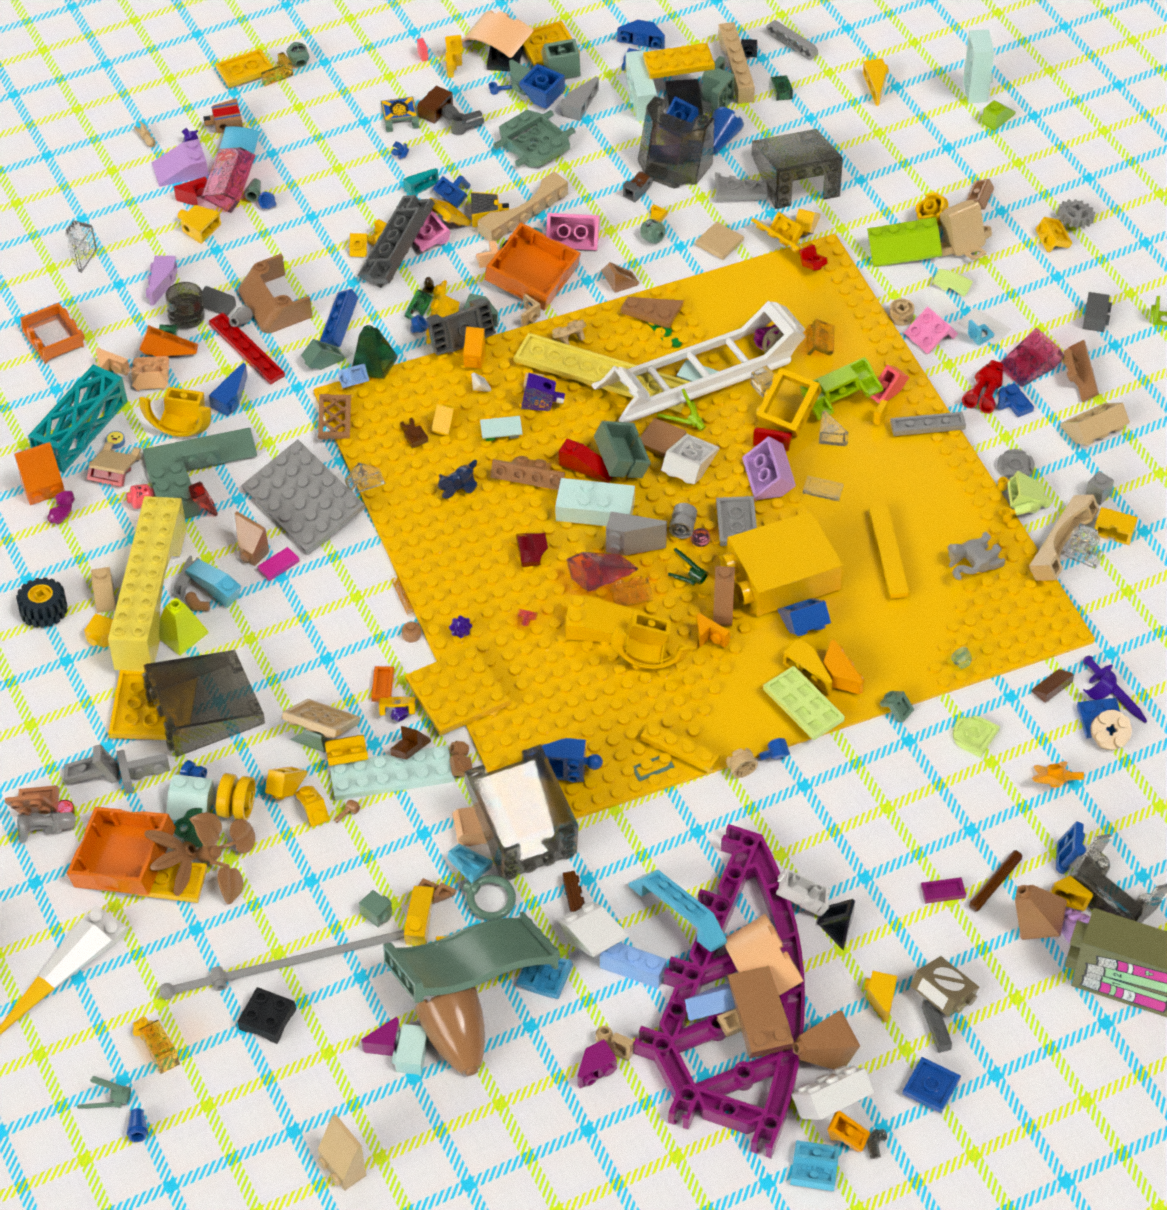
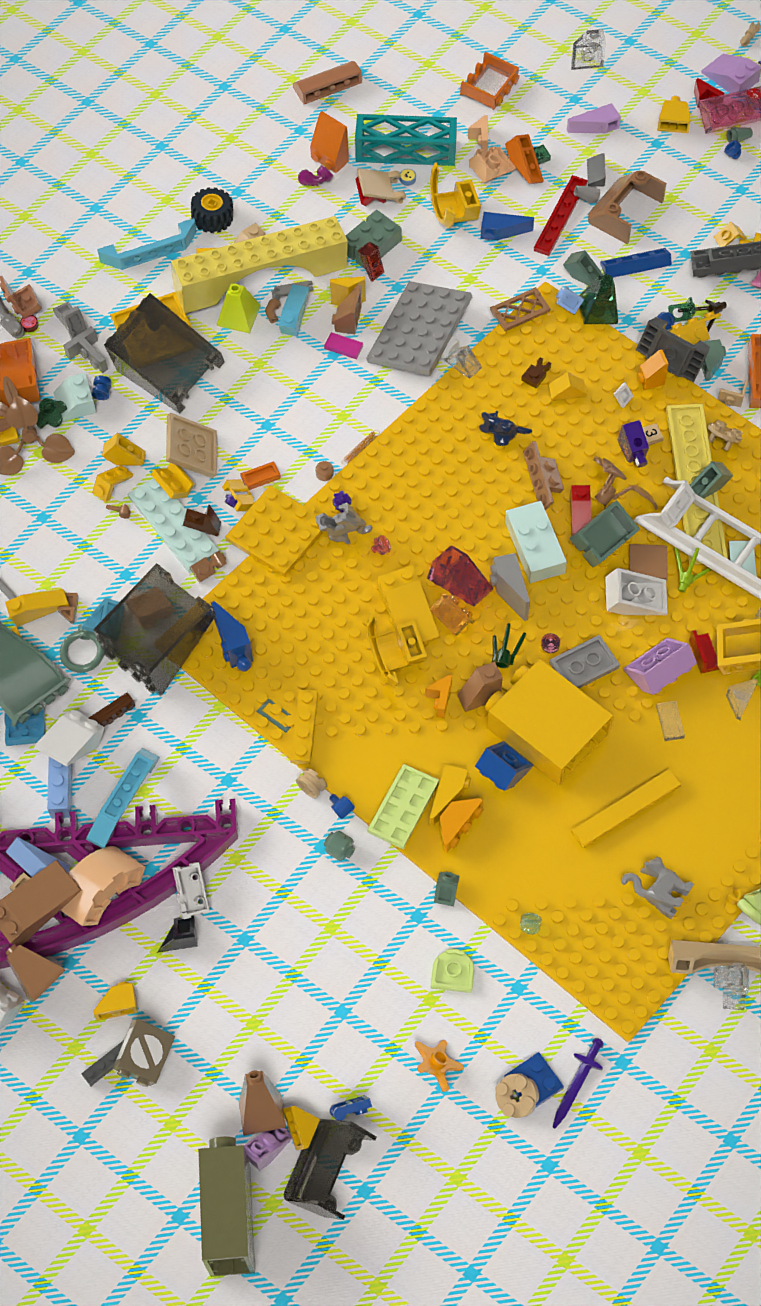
camera: 65 degrees right, 10 degrees up
(38, 706) = (149, 252): none -> medium azure slope
(137, 495) = (353, 217): coral head -> none
(185, 305) = (571, 149): clear smoke wheel -> none
(203, 450) = (429, 238): sand green bracket -> none
(225, 532) = (342, 287): none -> yellow slope
(235, 796) = (85, 424): yellow wheel -> none
(376, 908) = (30, 573): sand green brick -> none
(494, 629) = (342, 523): none -> light grey animal
(501, 427) = (580, 433): light aqua piece -> none
(531, 548) = (458, 514): dark red slope -> none
(577, 432) = (607, 492): none -> medium nougat plant
(614, 354) = (711, 479): none -> sand green slope
(683, 520) = (556, 619): light grey wheel -> none
(813, 767) = (339, 845): none -> sand green head
(931, 1085) = (40, 1083): blue plate -> none
(943, 890) = (259, 1012): magenta tile -> none
(995, 880) = (291, 1055): reddish brown axle -> none
(1053, 685) = (550, 1021): reddish brown slope -> none
(1104, 686) = (566, 1068): dark purple helmet -> none

